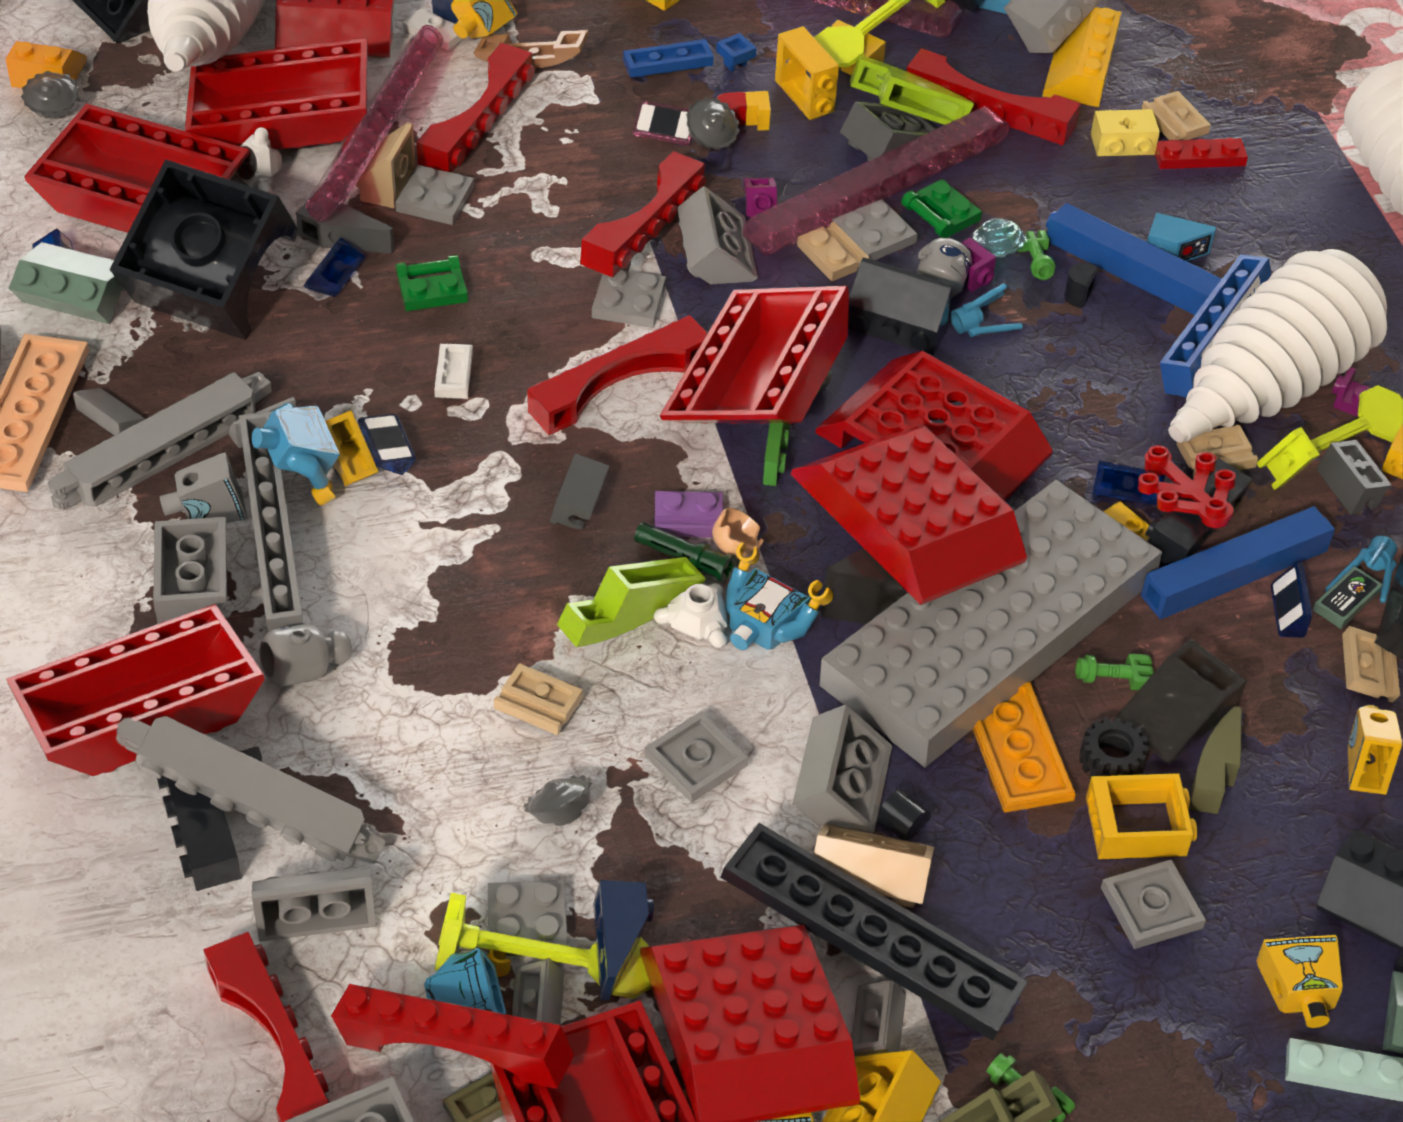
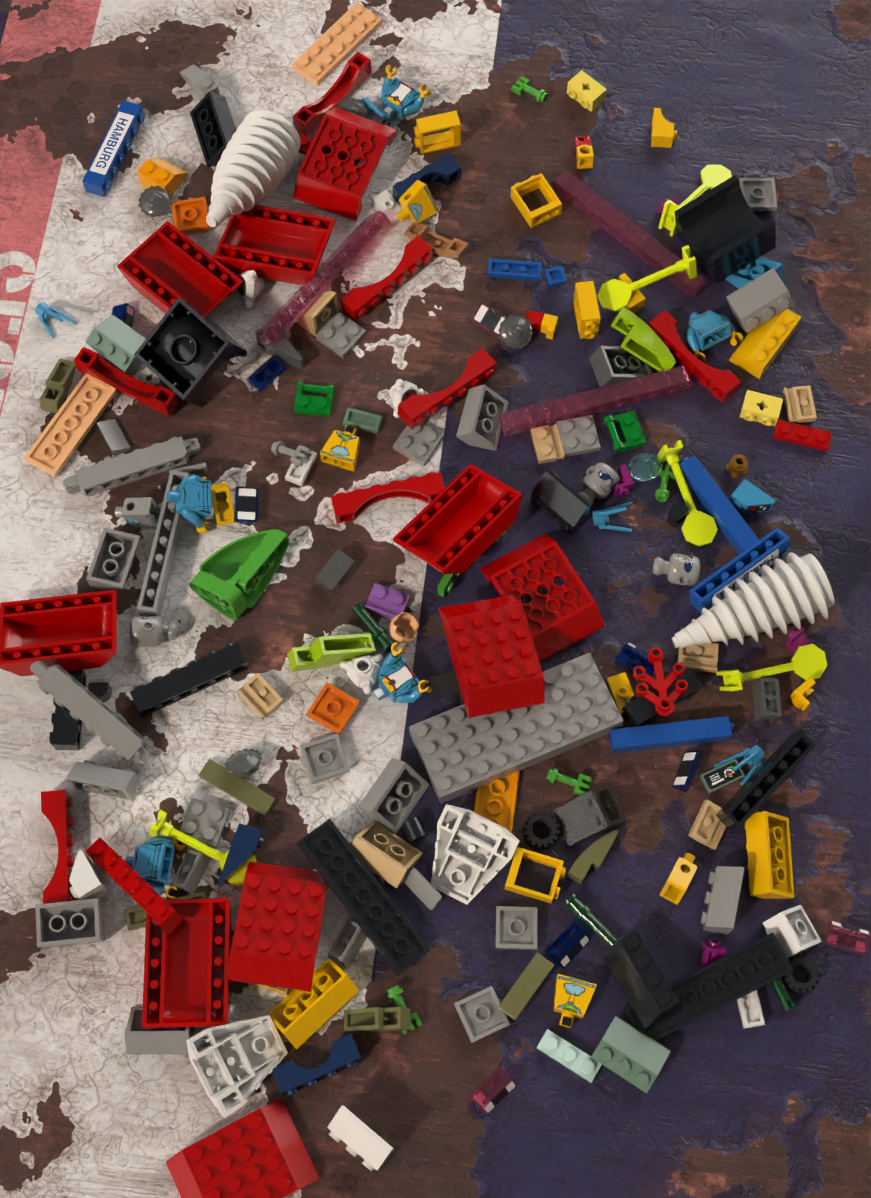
camera: 25 degrees right, 20 degrees up
(120, 95) = (190, 215): none -> orange plate
(169, 337) = (153, 396): none -> red arch
(355, 1053) = (85, 879): none -> white slope
(400, 709) = (189, 679): none -> black brick
(421, 531) = (240, 572): none -> bright green panel
(445, 353) = (279, 448): none -> light grey hinge
(512, 332) = (342, 449): none -> yellow torso
(525, 292) = (363, 420): none -> sand green tile
(561, 846) = (237, 787): none -> olive tile
(569, 237) = (401, 391): none -> white rock
(674, 681) = (333, 708): none -> orange plate
(760, 195) = (522, 391): magenta bracket -> none
(966, 895) = (423, 889): none -> light grey slope
(999, 58) = (709, 330): none -> dark azure torso
(1018, 814) = (469, 852): none -> white wedge
(1114, 293) = (698, 526): none -> neon yellow piece
(1125, 347) = (679, 569): none -> light grey piece
(1132, 208) = (737, 466): none -> pearl gold brick
(1168, 1053) = (481, 1014): none -> light grey plate
(1220, 980) = (526, 986): none -> olive slope
(1248, 847) = (584, 910): none -> dark green pin
(1249, 904) = (568, 945): none -> clear blue slope

